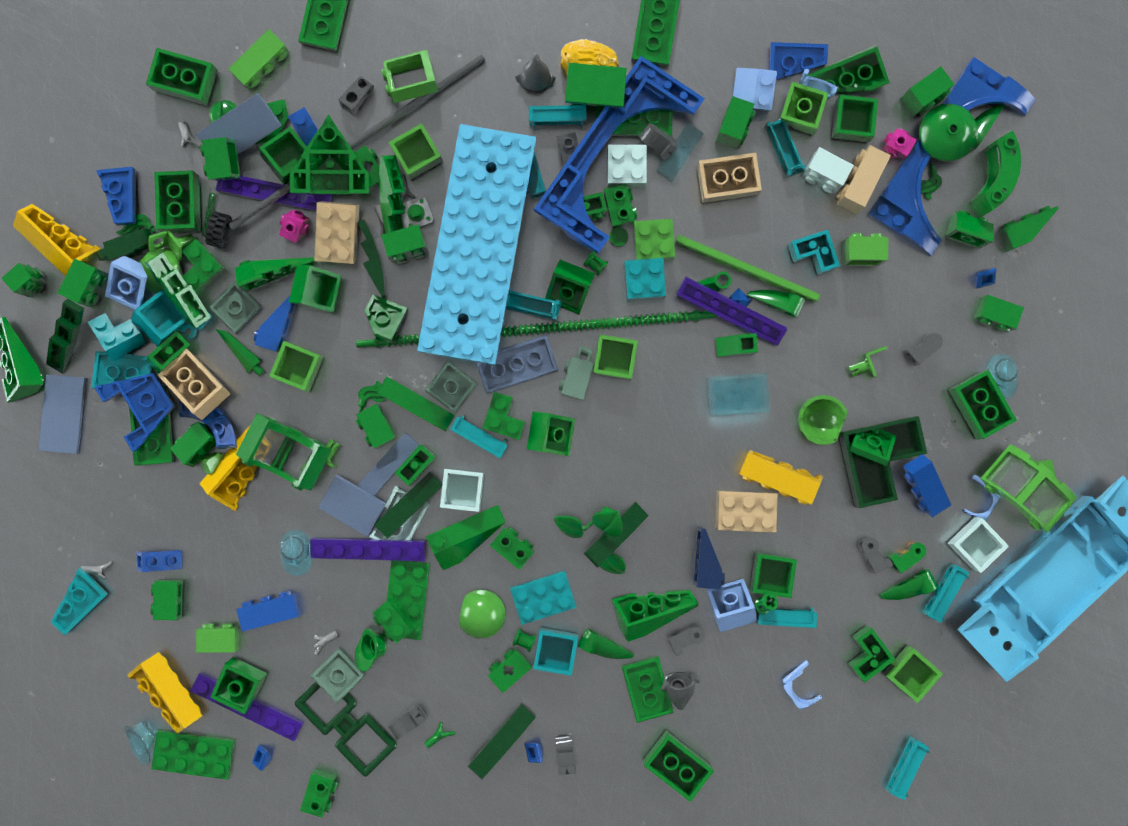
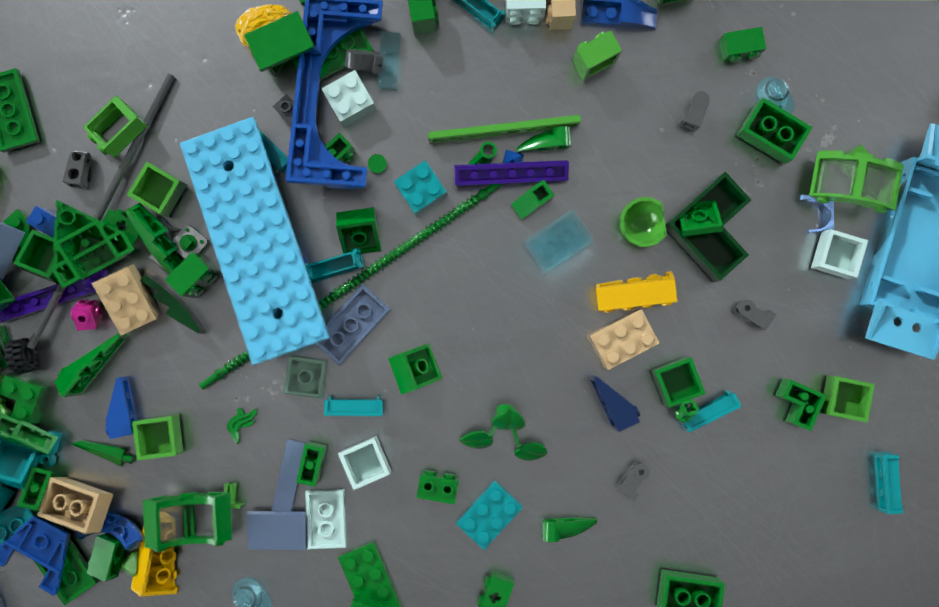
camera: 30 degrees left, 0 degrees up
(235, 308) = (77, 415): sand green tile -> none
(315, 288) = (135, 359): green piece -> none
(368, 549) = (312, 561): dark purple plate -> none
(375, 426) = (257, 450): green brick -> none
(385, 317) = (212, 349): green plate -> none
(408, 505) = (325, 502): dark green tile -> none
(415, 404) = (281, 409): green slope -> none
(459, 540) = (387, 508): green wedge -> none
(482, 614) = (444, 560): bright green cylinder -> none
(498, 419) = (361, 382): green brick -> none
(524, 640) = (493, 562): green bush -> none
(535, 75) = (224, 63): dark grey hat -> none
(555, 651) = (526, 557): teal piece -> none
(557, 115) = (263, 88): teal container -> none
(577, 375) = (409, 304): sand green brick -> none
(595, 263) = (370, 198): green bush -> none
(606, 544) = (518, 440): dark green slope -> none
(615, 357) = (432, 270): bright green piece -> none
(619, 206) = (362, 137): green brick -> none
(644, 684) = (625, 542): green tile -> none
(649, 612) = (588, 476): green wedge -> none
(654, 239) = (409, 148): bright green piece -> none
(679, 688) = (656, 527): dark grey hat -> none
(729, 177) = (443, 58): tan brick -> none
(732, 605) = (658, 428): light blue slope -> none
(800, 703) = (765, 478): light blue helmet -> none
(817, 246) = (555, 75): teal brick -> none
(865, 366) = (654, 154): bright green bracket -> none
(911, 555) = (785, 299): green leg -> none
(913, 586) = (803, 321): green piece -> none
(926, 486) = (766, 228): blue brick -> none
(946, 592) = (834, 312): teal container -> none
(986, 277) = (713, 20): blue slope -> none

